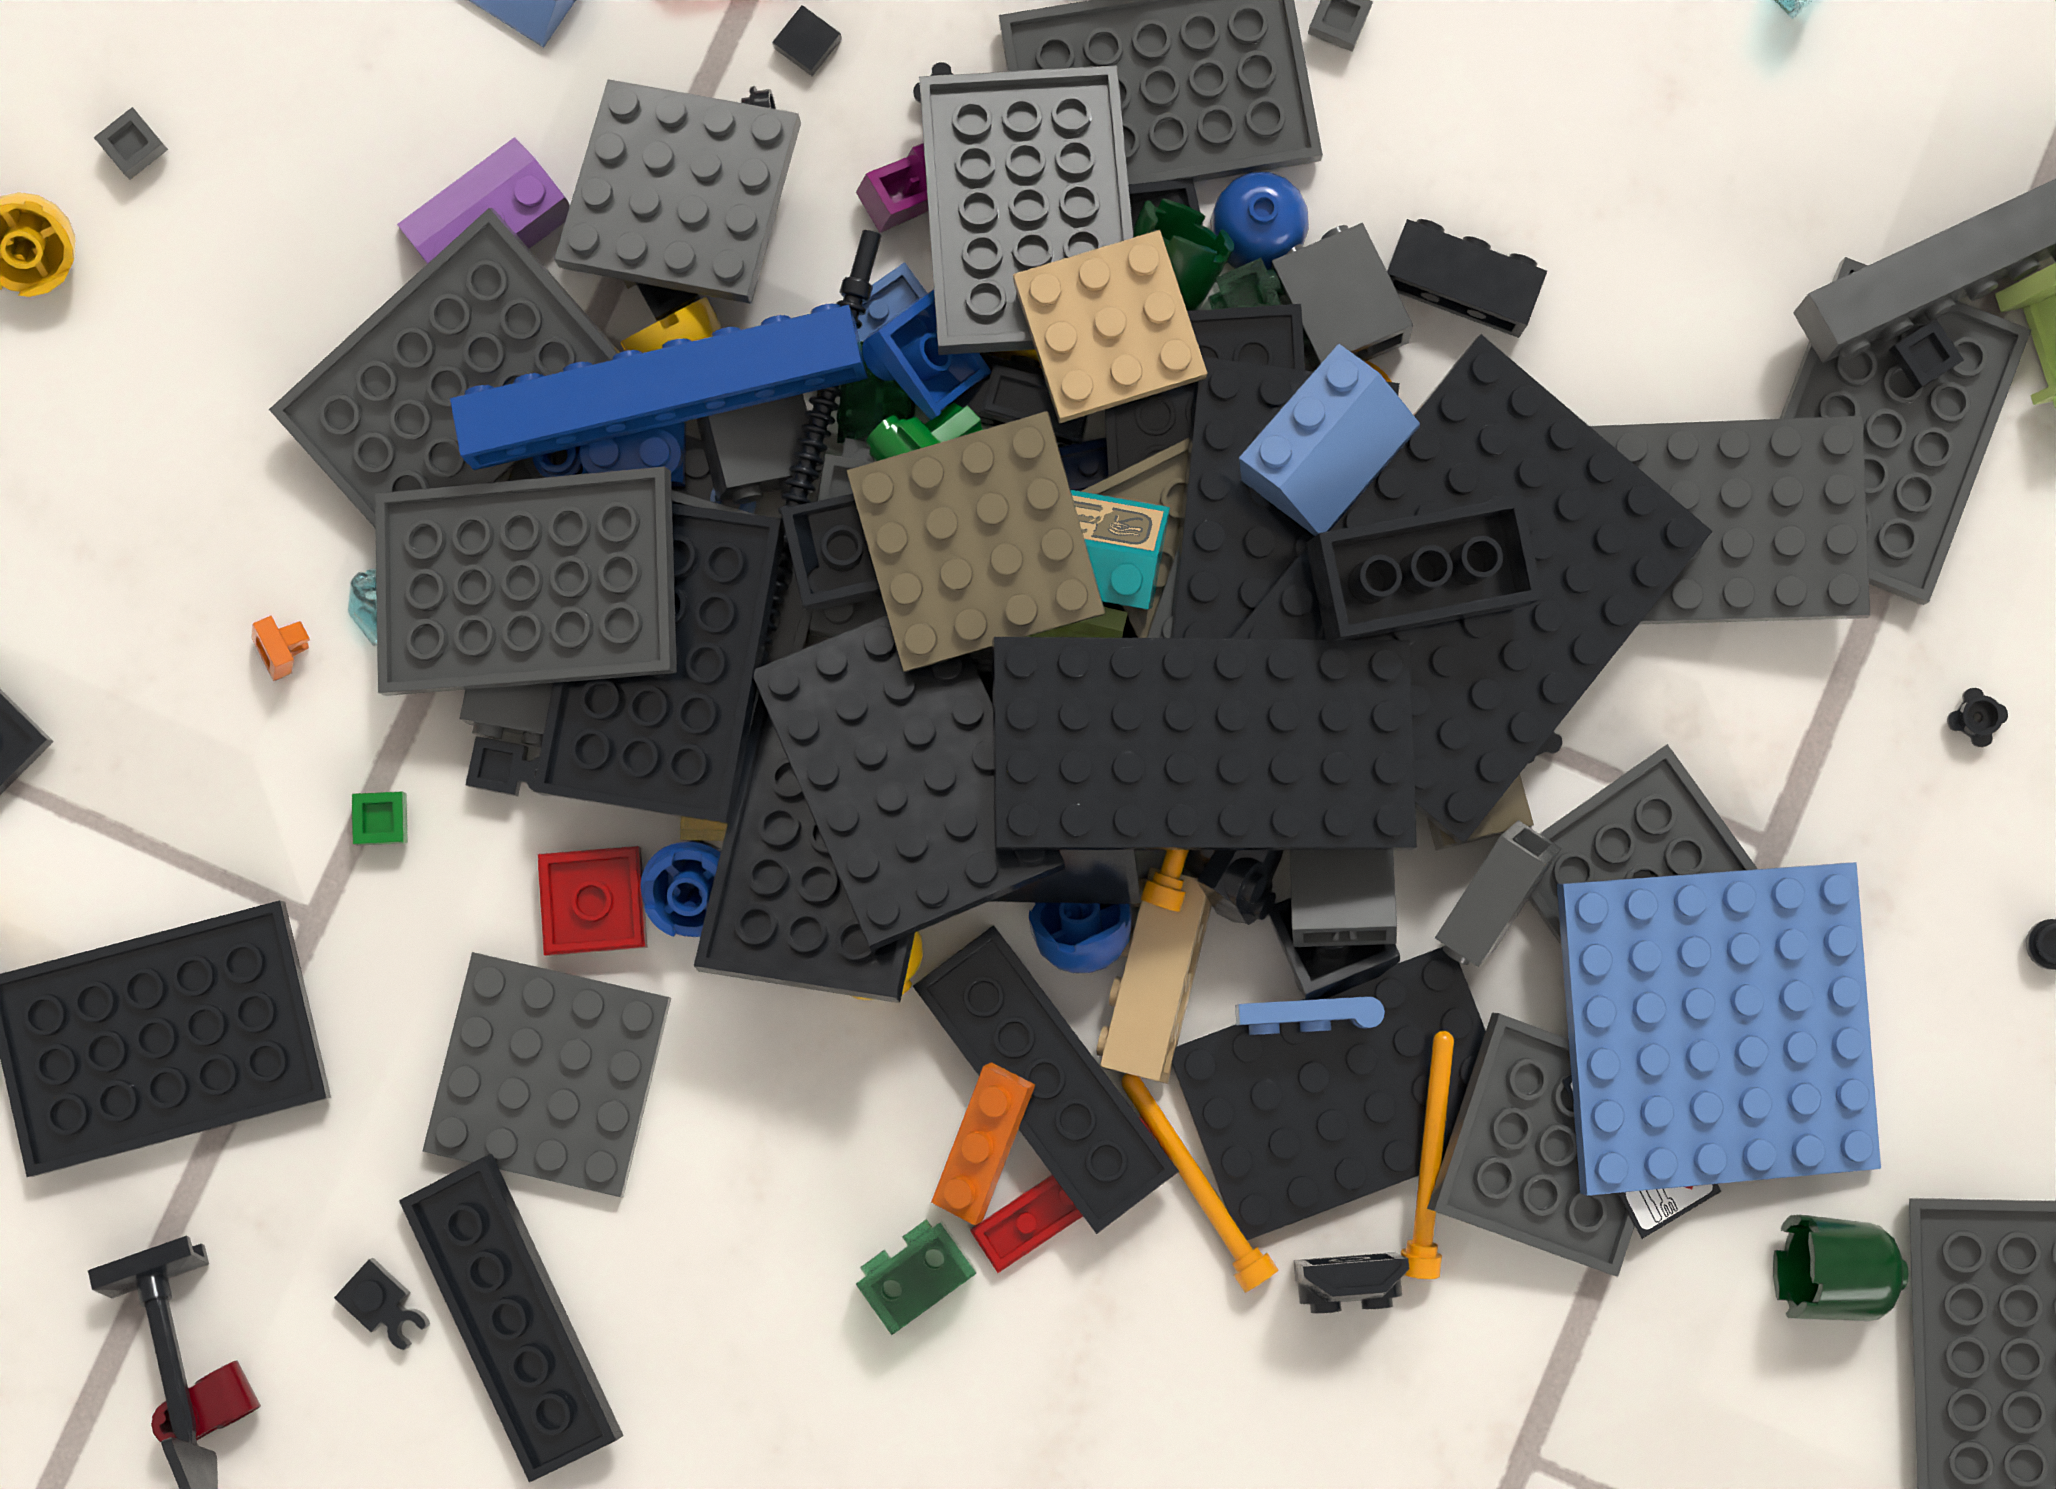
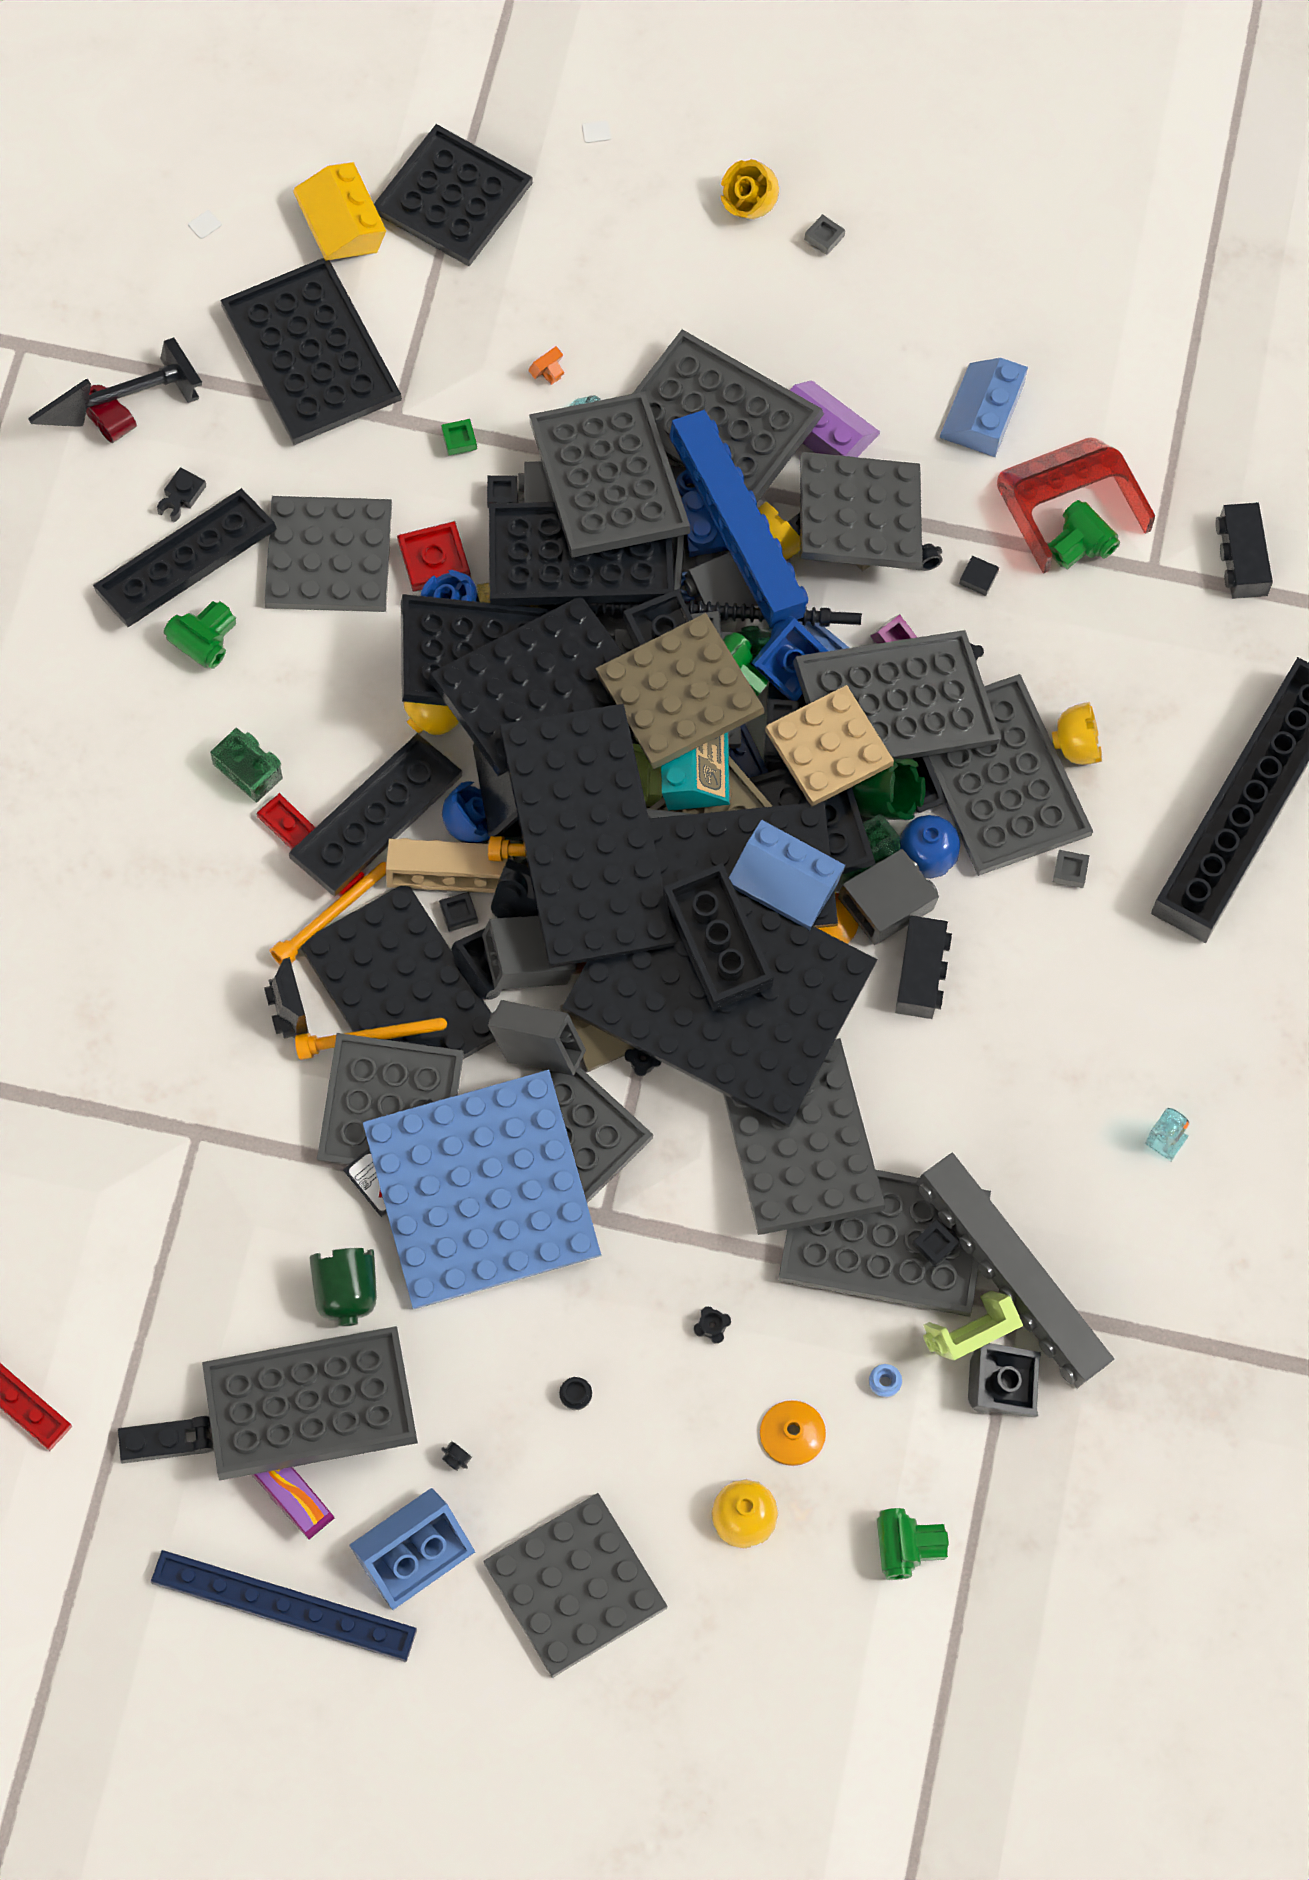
camera: 75 degrees right, 15 degrees down
(662, 1312) = (202, 635): none -> green piece
(983, 1143) = (331, 785): orange plate -> none
(1229, 976) = (458, 911): none -> black tile
(1312, 1014) = (442, 949): medium blue plate -> none

